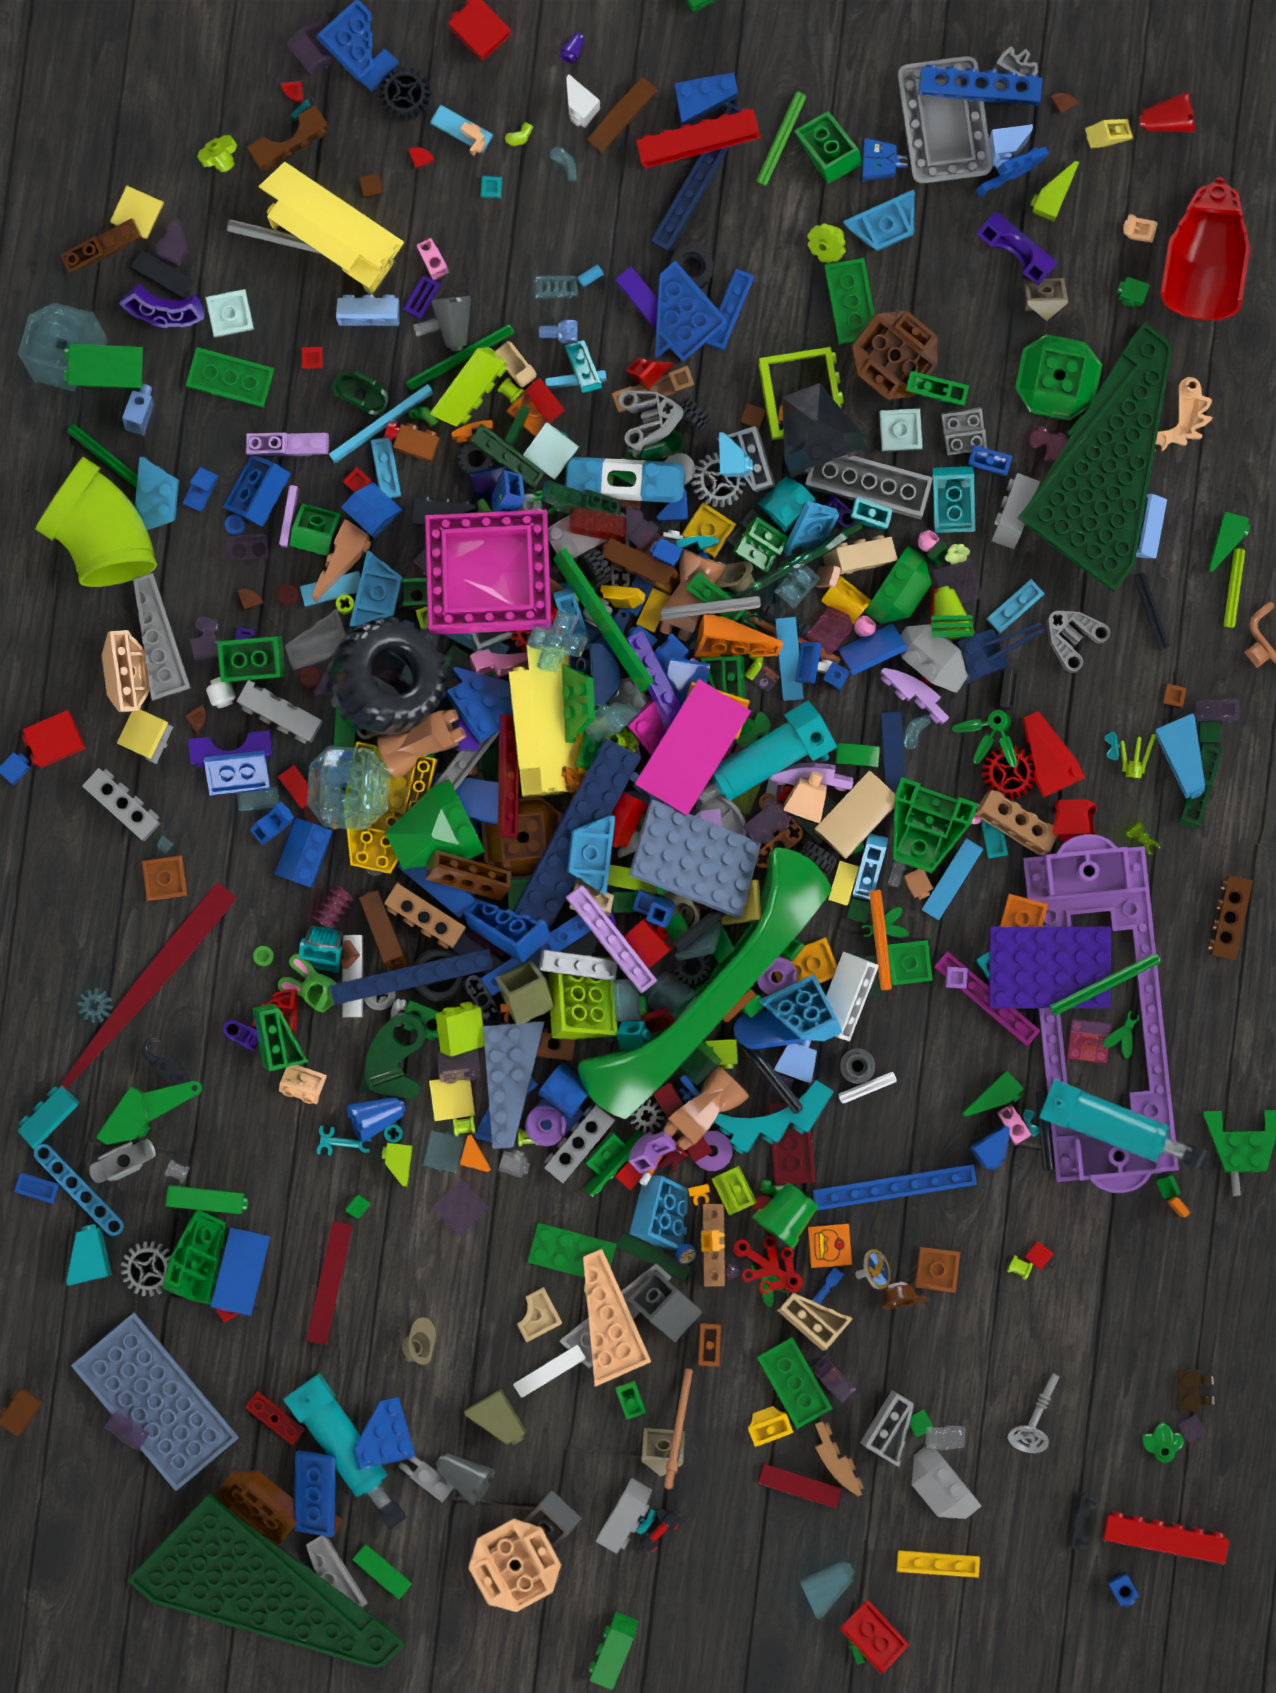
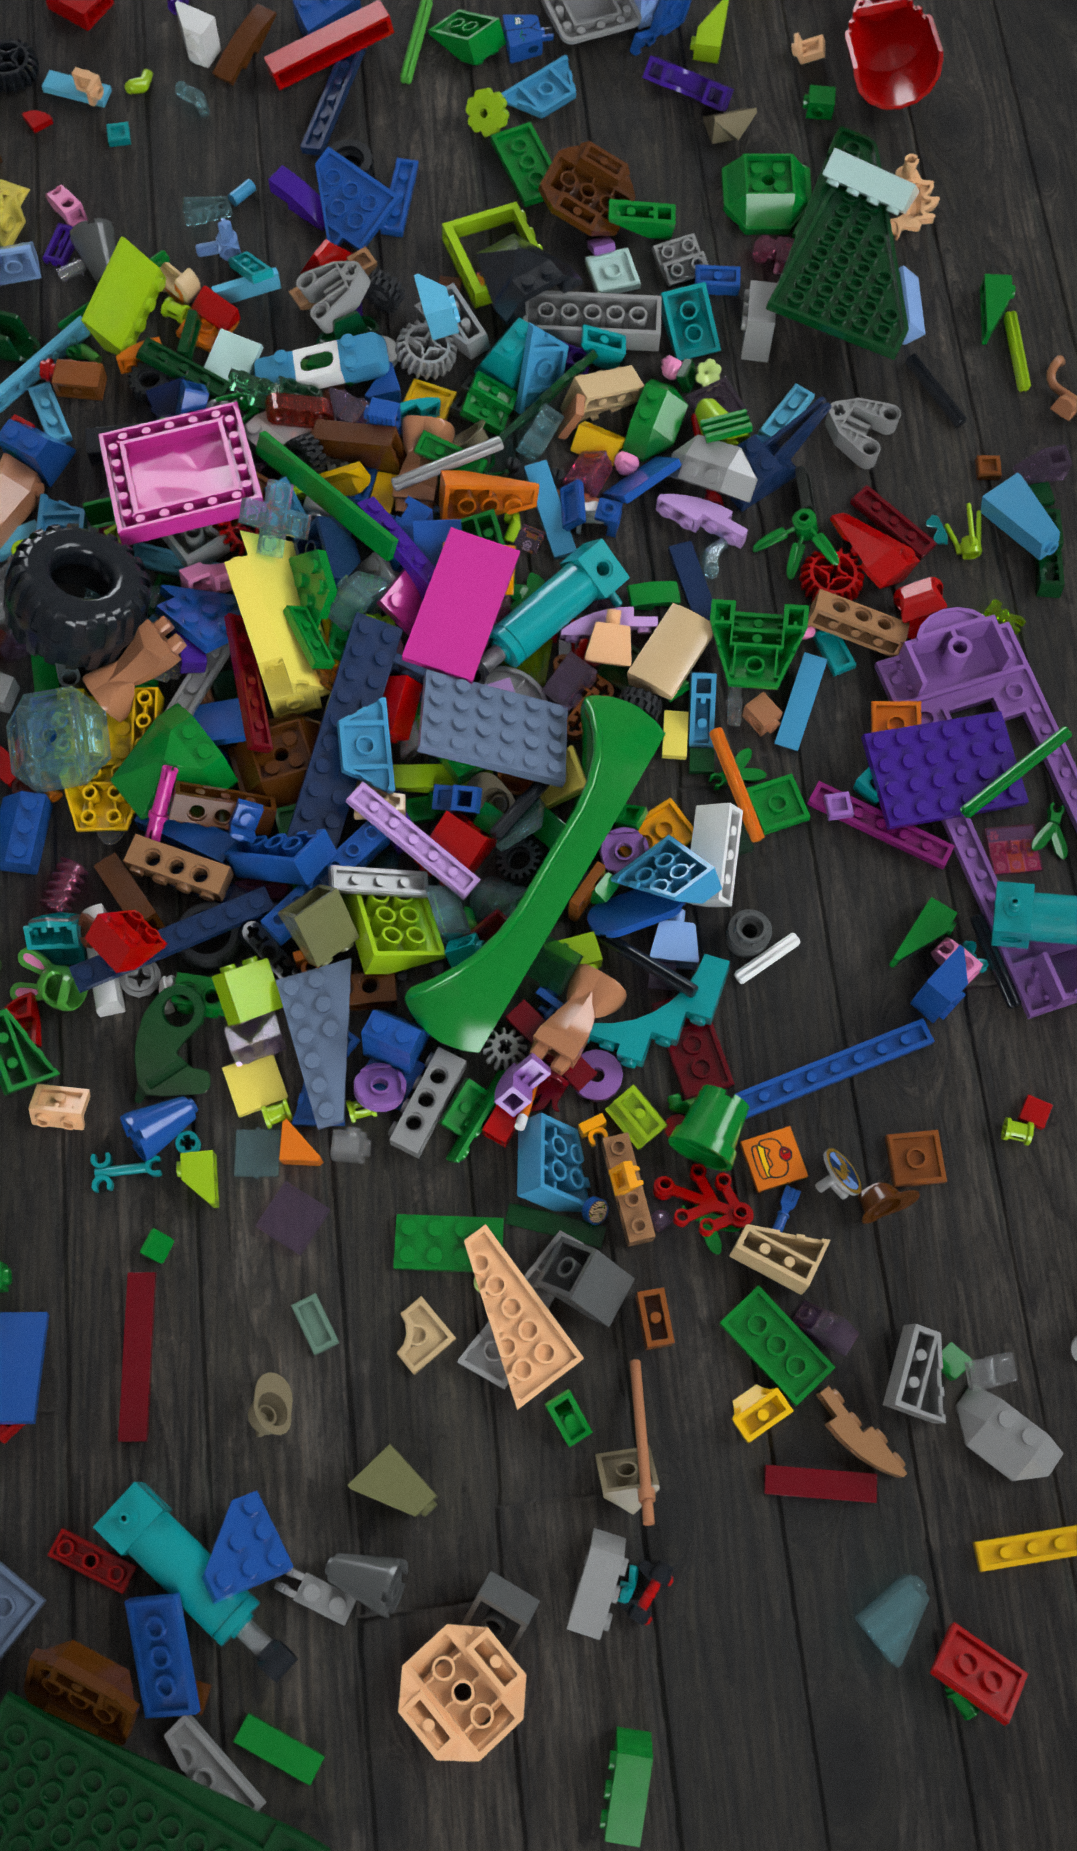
camera: 15 degrees left, 15 degrees down
(376, 976) = (124, 939): none -> red slope
(418, 870) = (158, 814): none -> dark pink pin
(462, 1289) = (315, 1324): none -> sand green tile
(483, 892) = (245, 820): none -> blue bracket
(549, 1371) = (452, 1406): white sticker -> none
(564, 748) = (309, 637): none -> green tile
(897, 405) = (601, 245): none -> medium lavender tile
(1077, 730) = (892, 521): none -> dark red tile
(1148, 401) = (870, 181): none -> light aqua slope

